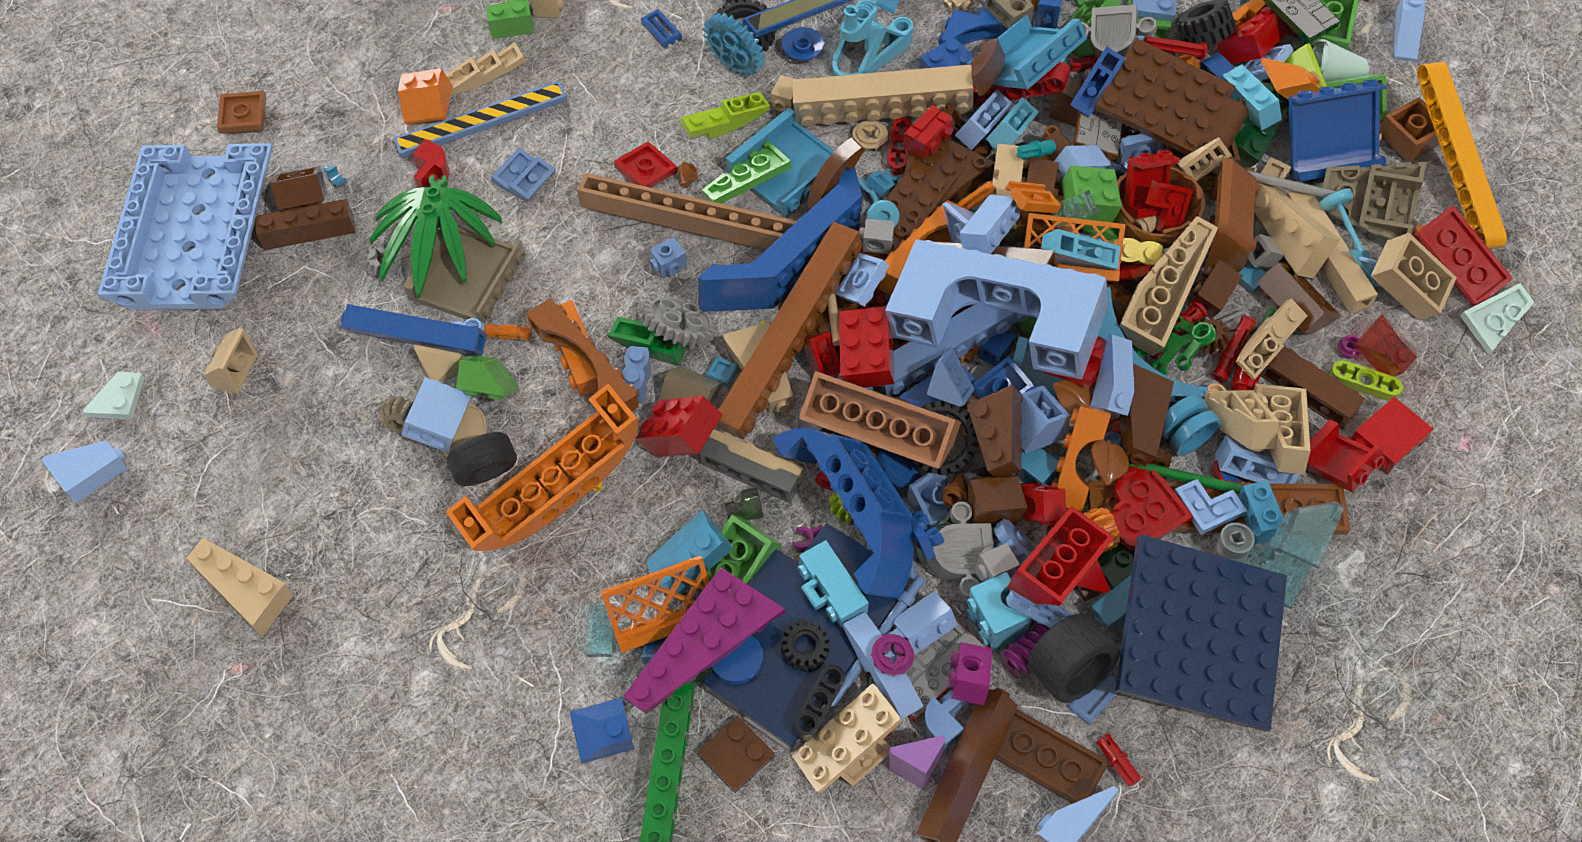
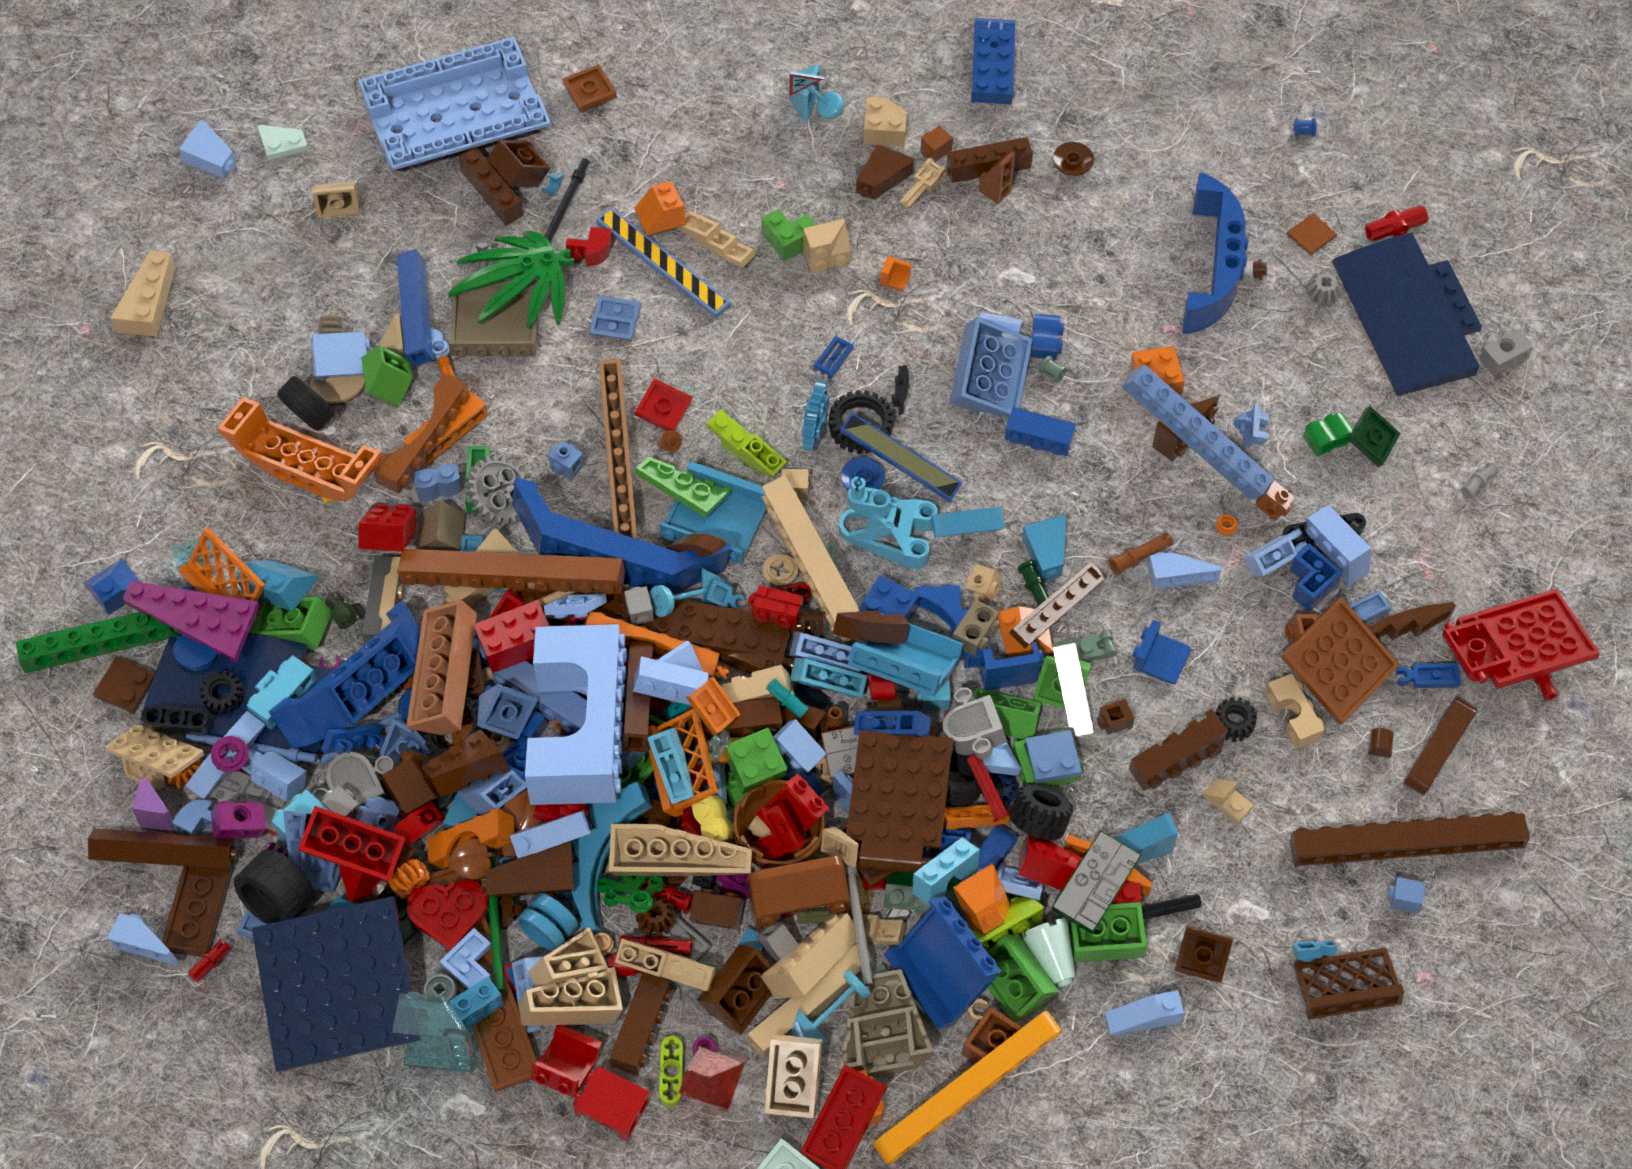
camera: 65 degrees right, 0 degrees up
(341, 155) = (577, 178): none -> black bar

